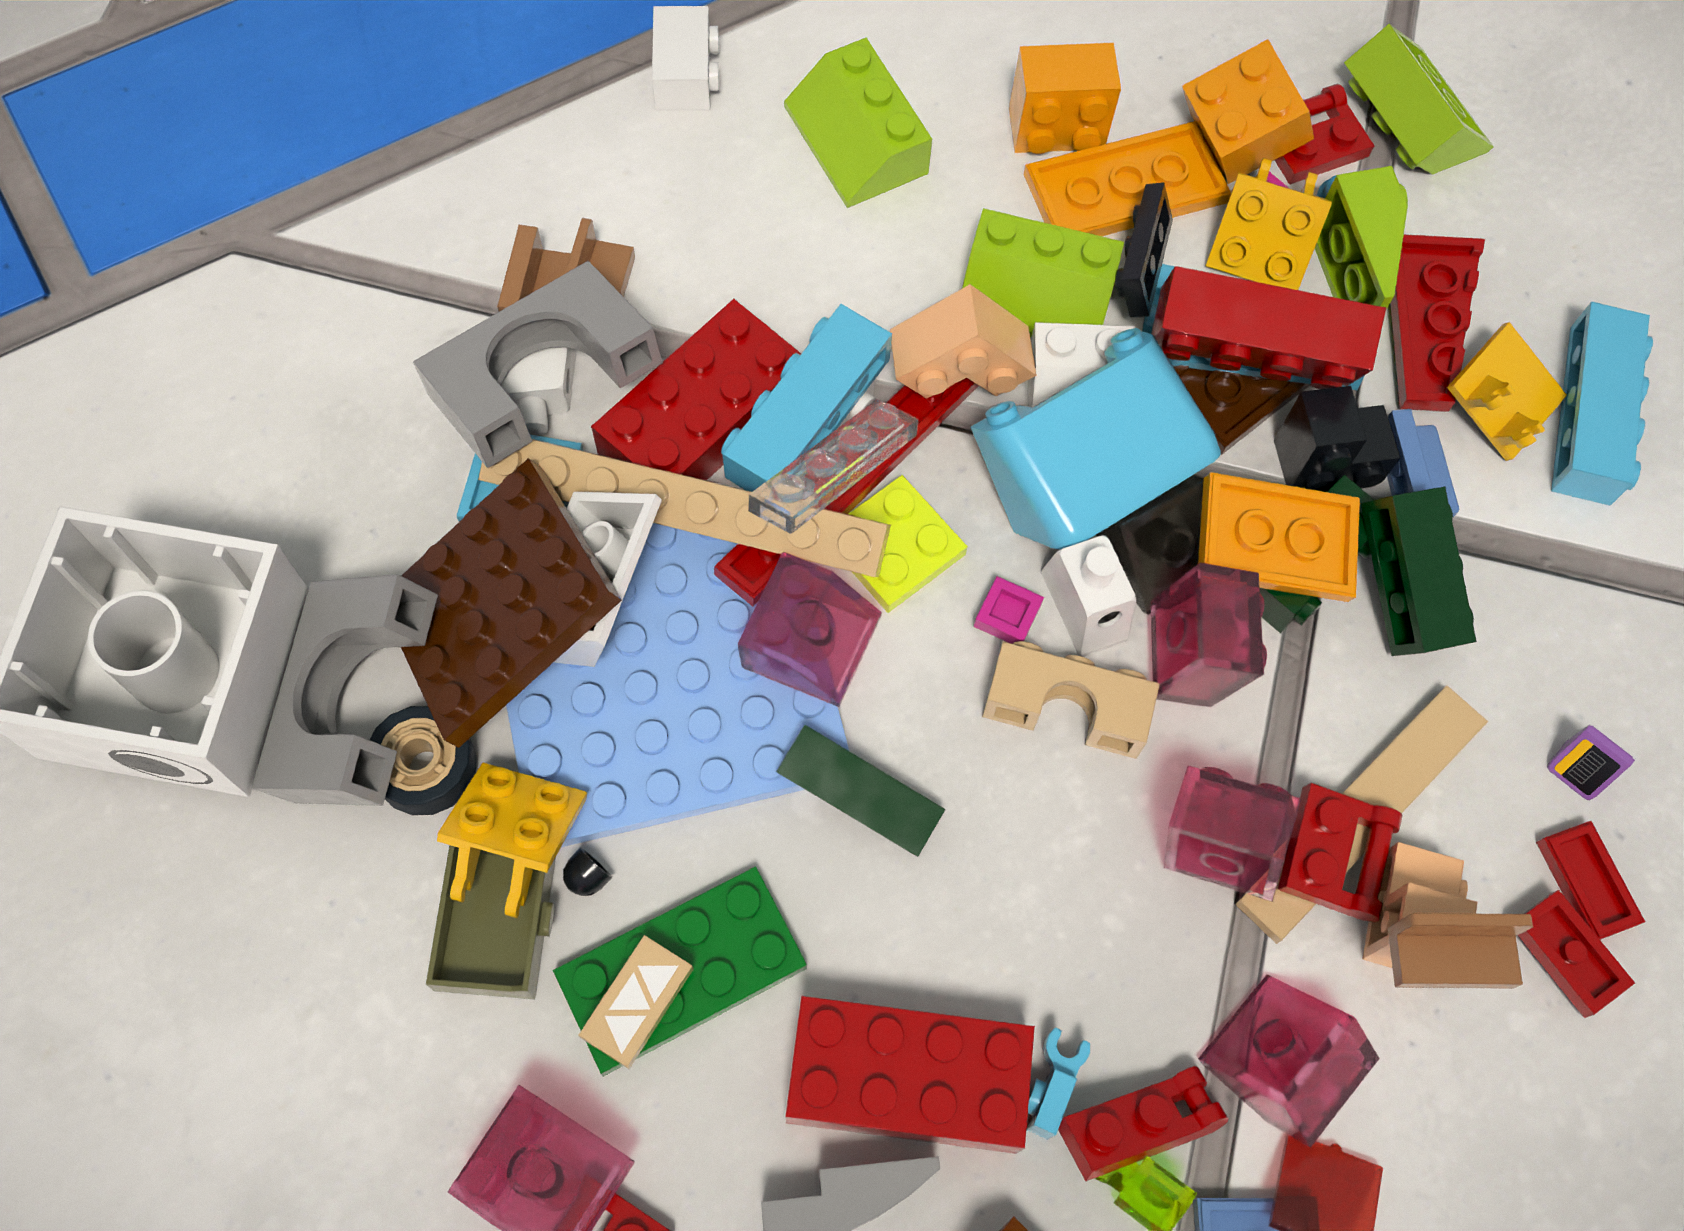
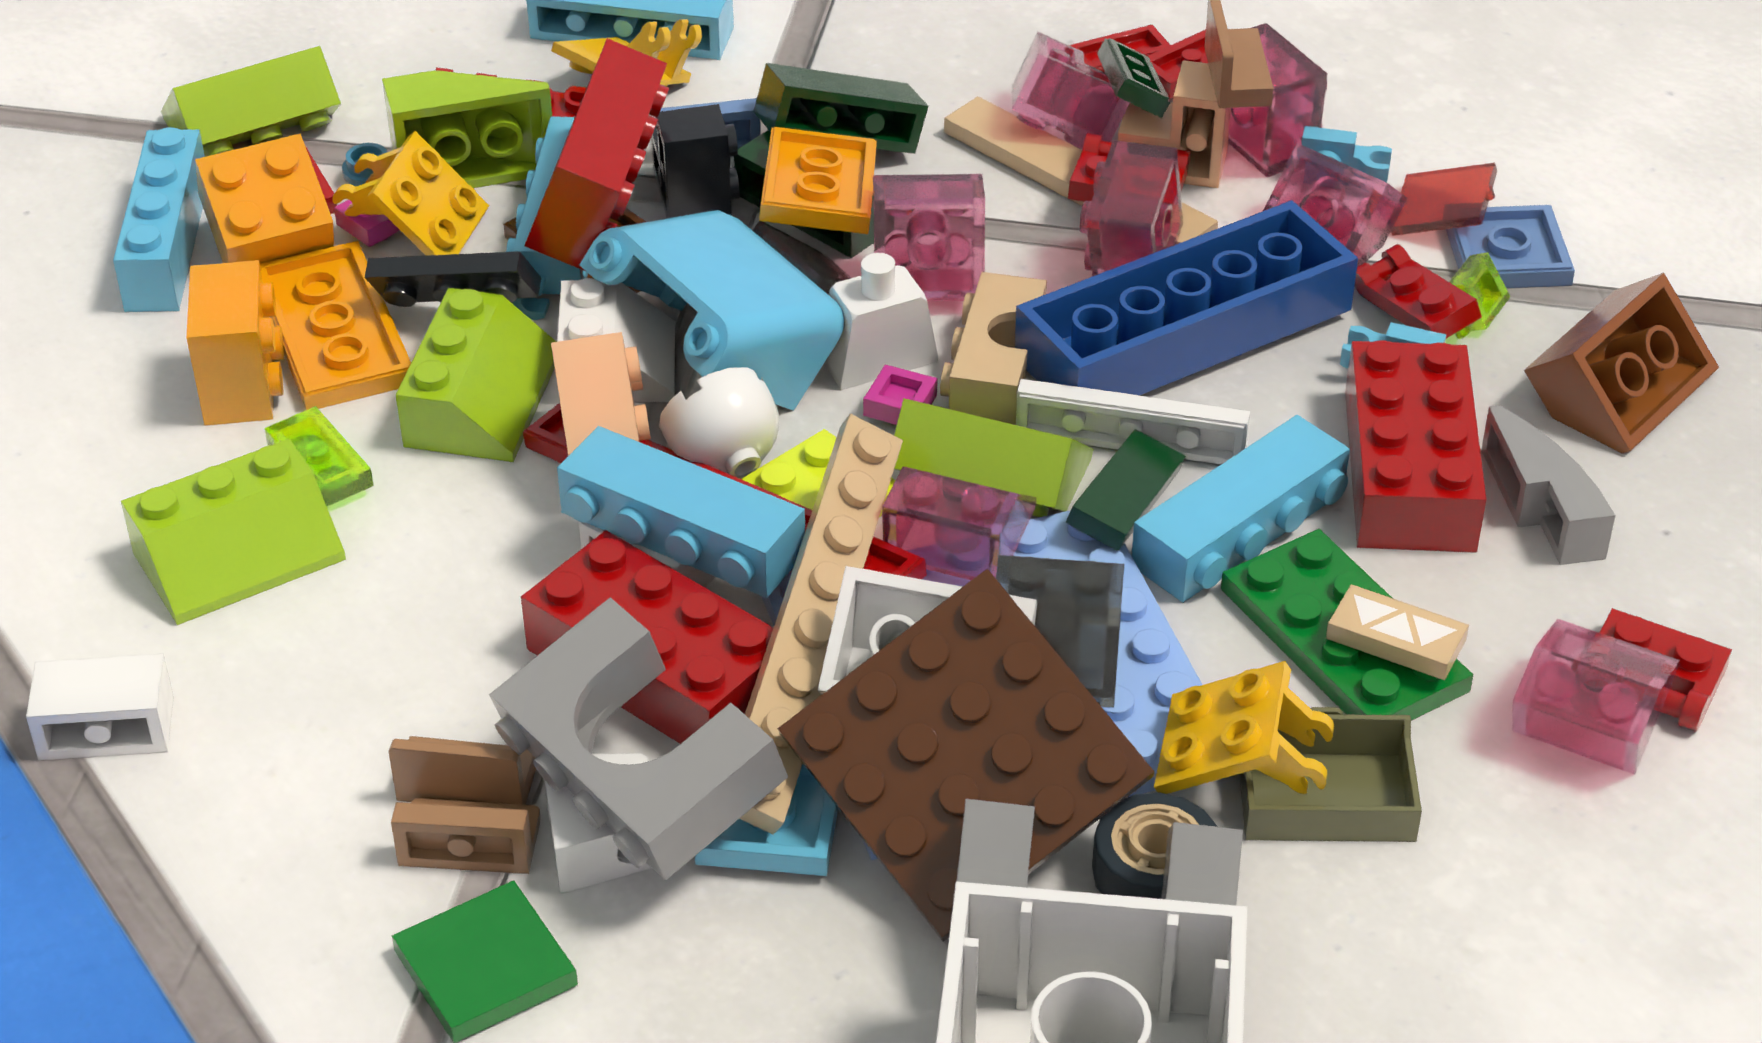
camera: 90 degrees left, 25 degrees down
(418, 301) = (484, 961): none -> green tile
(653, 696) = (1074, 613): none -> clear smoke slope
(832, 466) = (809, 478): clear plate -> none
(835, 895) = (1240, 508): none -> medium azure brick
(920, 680) = (992, 453): none -> lime slope
(947, 459) = (724, 423): none -> white cylinder
(948, 176) = (331, 458): none -> clear neon green plate
(957, 811) = (1110, 417): none -> white tile
(1117, 880) = (1189, 304): none -> blue brick
(1198, 41) = (160, 222): none -> medium azure brick
(1395, 1086) = (1341, 147): none -> medium azure plate
(1463, 794) = (1065, 93): none -> clear pink brick
(1468, 1026) = (1271, 132): none -> clear pink brick
(1483, 862) = (1133, 77): none -> dark green tile
(1589, 762) = (1006, 41): slope -> none

